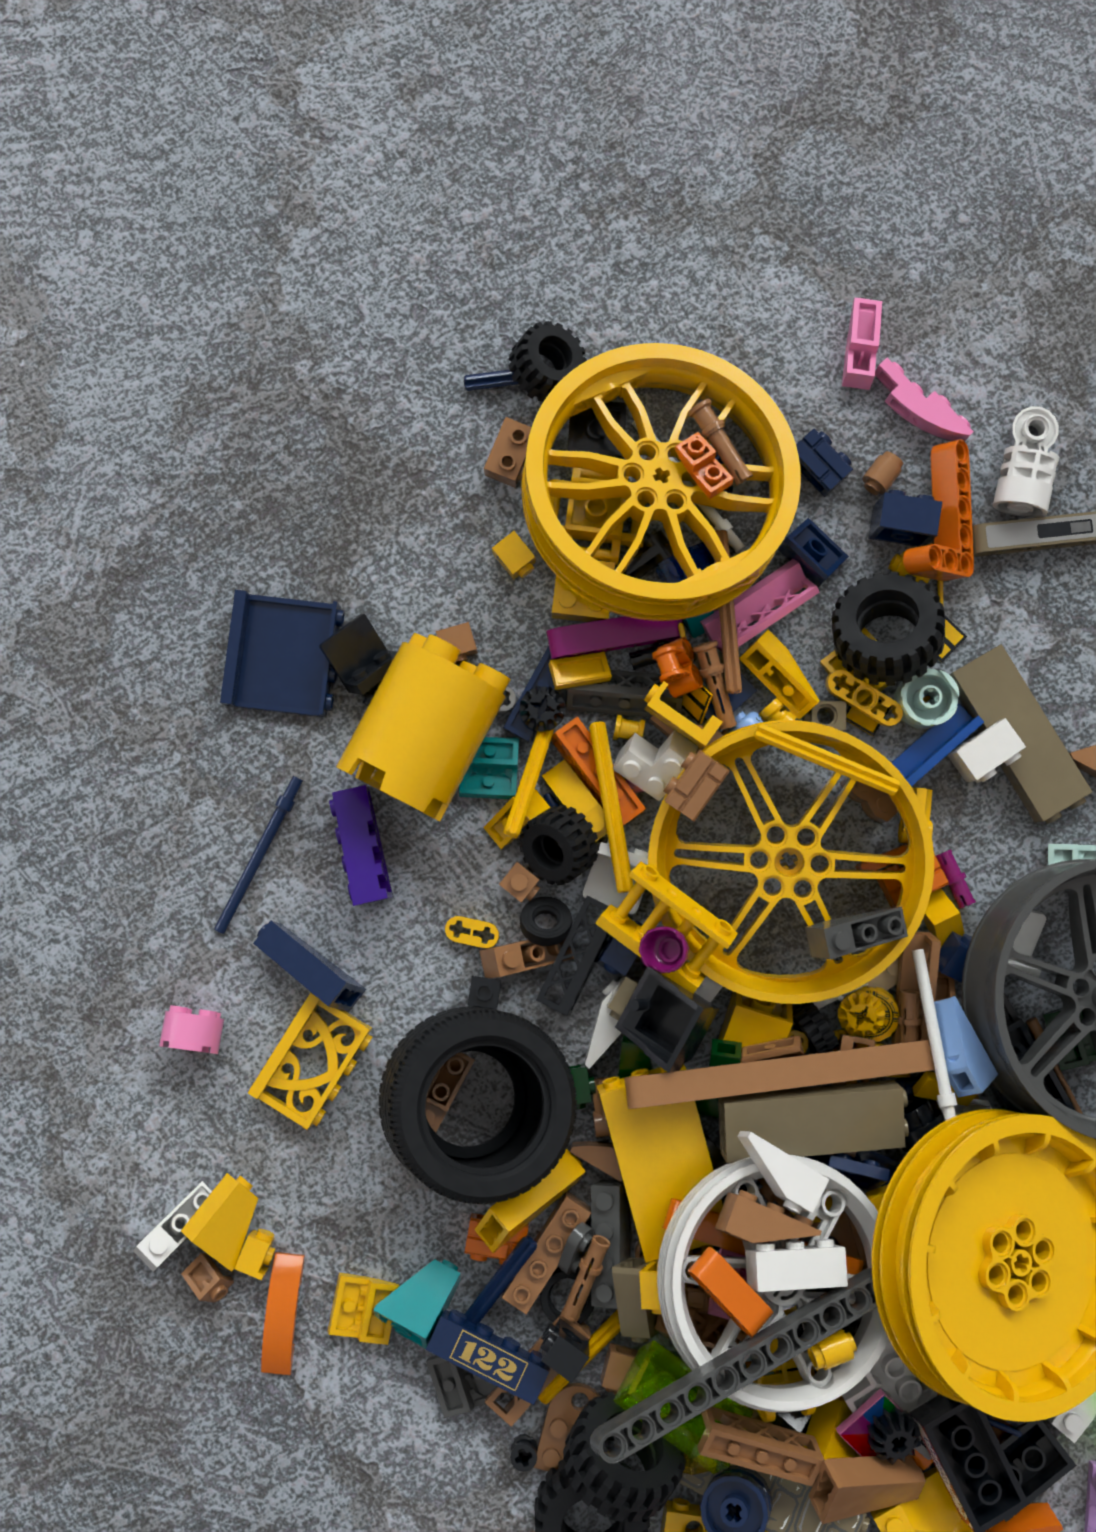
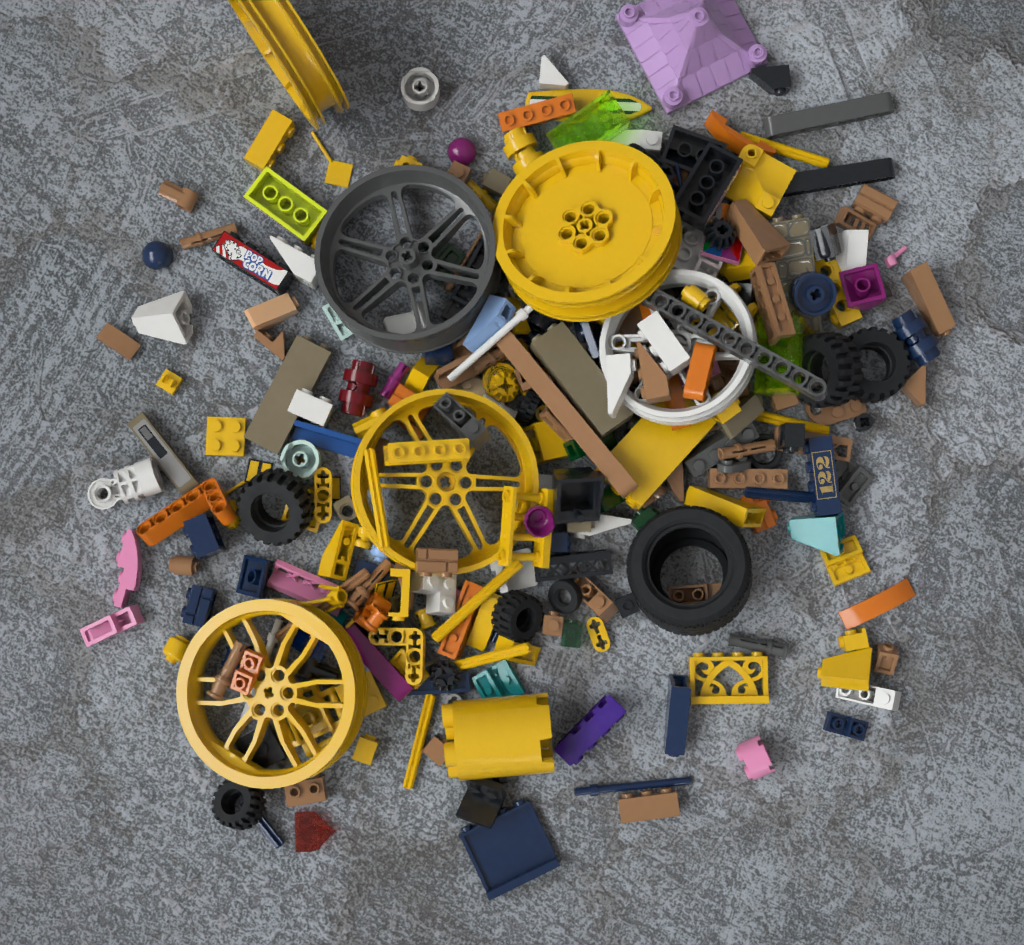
camera: 120 degrees left, 0 degrees up
(158, 1171) = (845, 725): none -> dark blue slope
(221, 859) = (648, 805): none -> medium nougat brick
(318, 1136) = (767, 647): none -> dark grey pin
(458, 429) = (310, 831): none -> clear red slope
(482, 627) = (419, 741): none -> yellow axle
(493, 898) = (571, 634): none -> clear green brick
(615, 687) = (405, 641): none -> yellow beam
(727, 632) = (336, 597): none -> yellow plant
(787, 399) = (175, 649): none -> yellow head
(848, 860) = (426, 452): none -> yellow fence
(983, 836) = (356, 396): none -> dark red piece
(1013, 623) = (226, 436): none -> yellow plate

